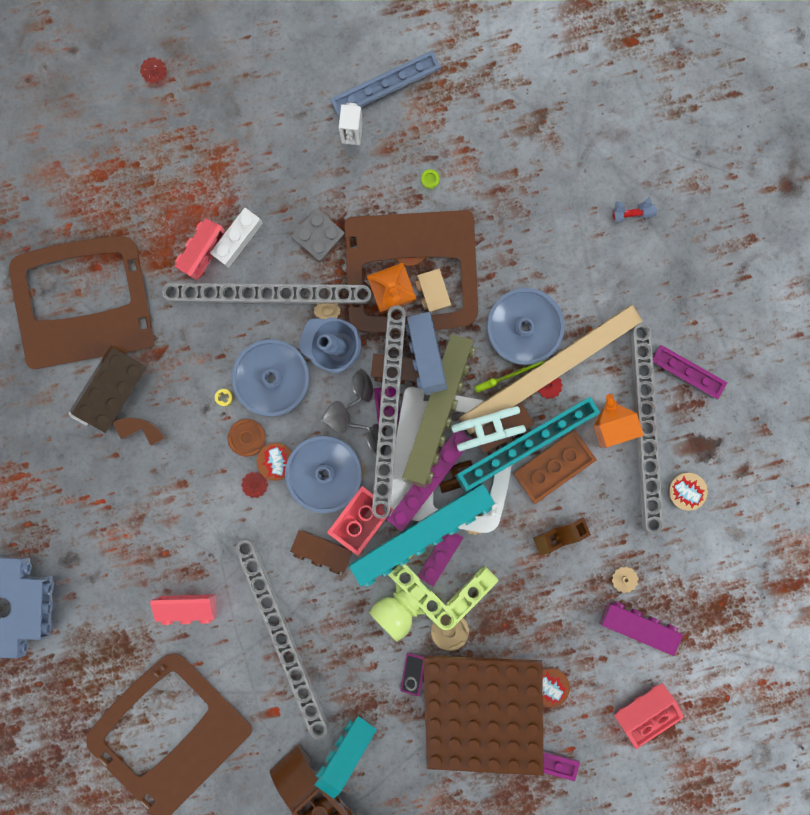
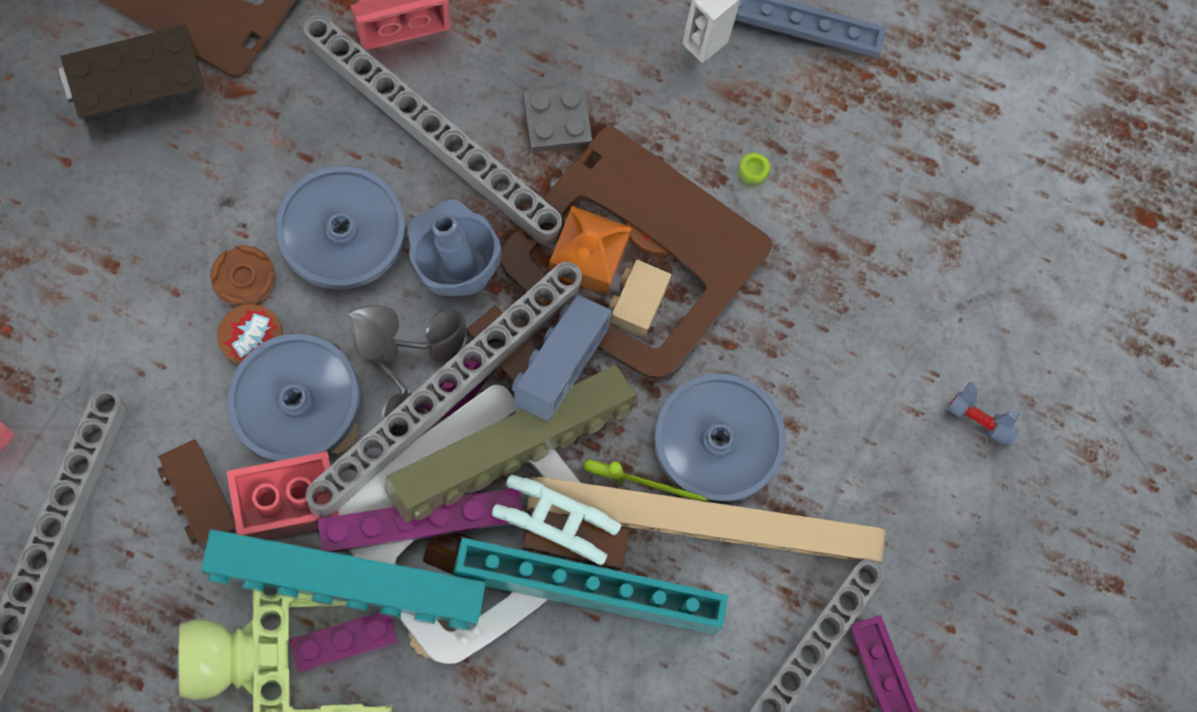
camera: 30 degrees right, 15 degrees down
(130, 426) = (118, 142): reddish brown brick -> none
(226, 392) = (267, 214): light yellow bush -> none
(236, 237) = (455, 37): white brick -> none
(254, 485) = (196, 342): clear red piece -> none
(326, 311) = (480, 205): tan piece -> none
(551, 389) = (685, 549): red piece -> none
(554, 466) = (601, 655): dark orange tile -> none
(616, 424) = (732, 665): orange piece -> none

